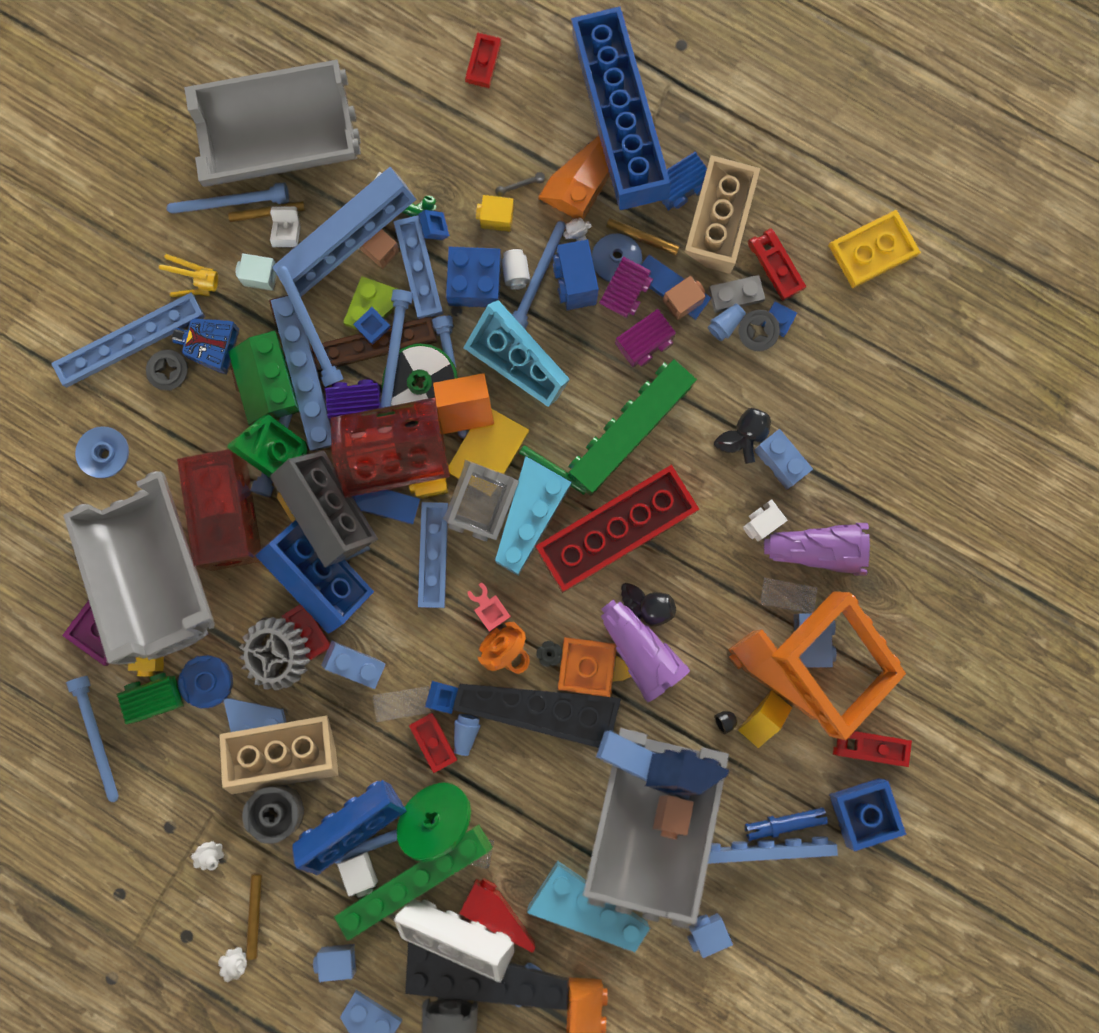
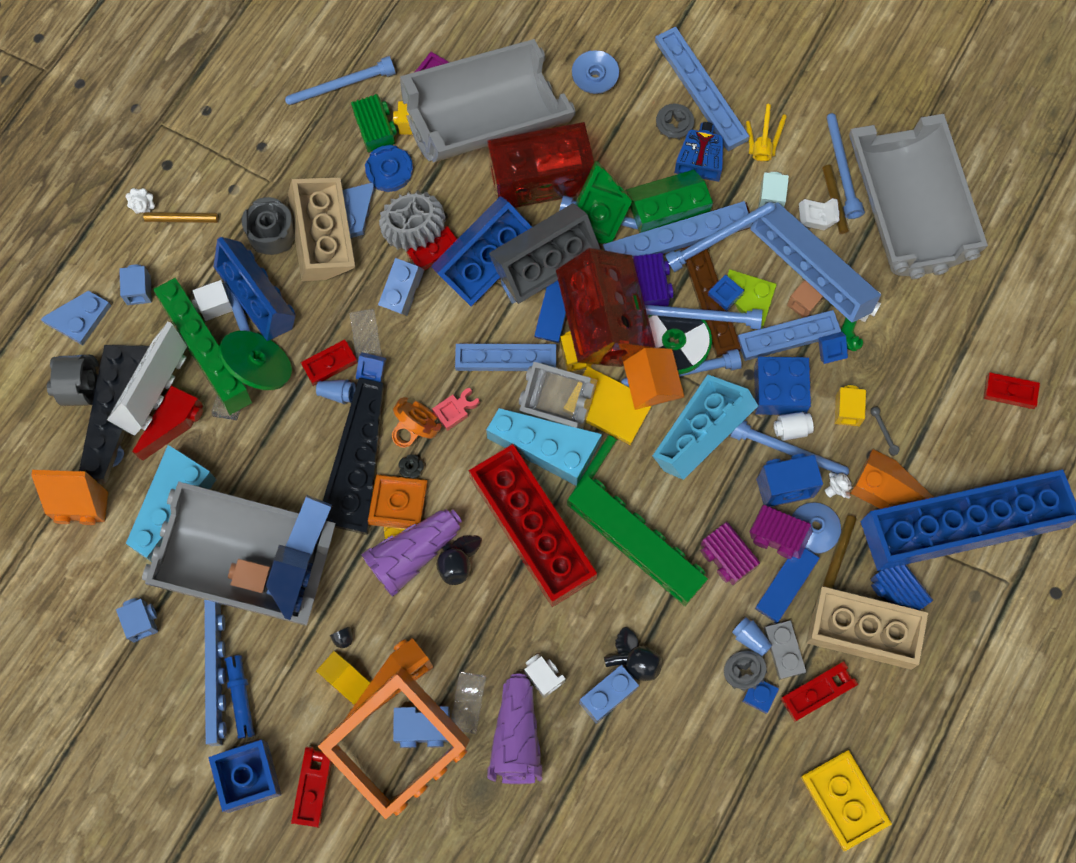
camera: 95 degrees right, 10 degrees down
(207, 856) = (234, 176): white plant -> none
(684, 297) = (774, 590): nougat brick -> none

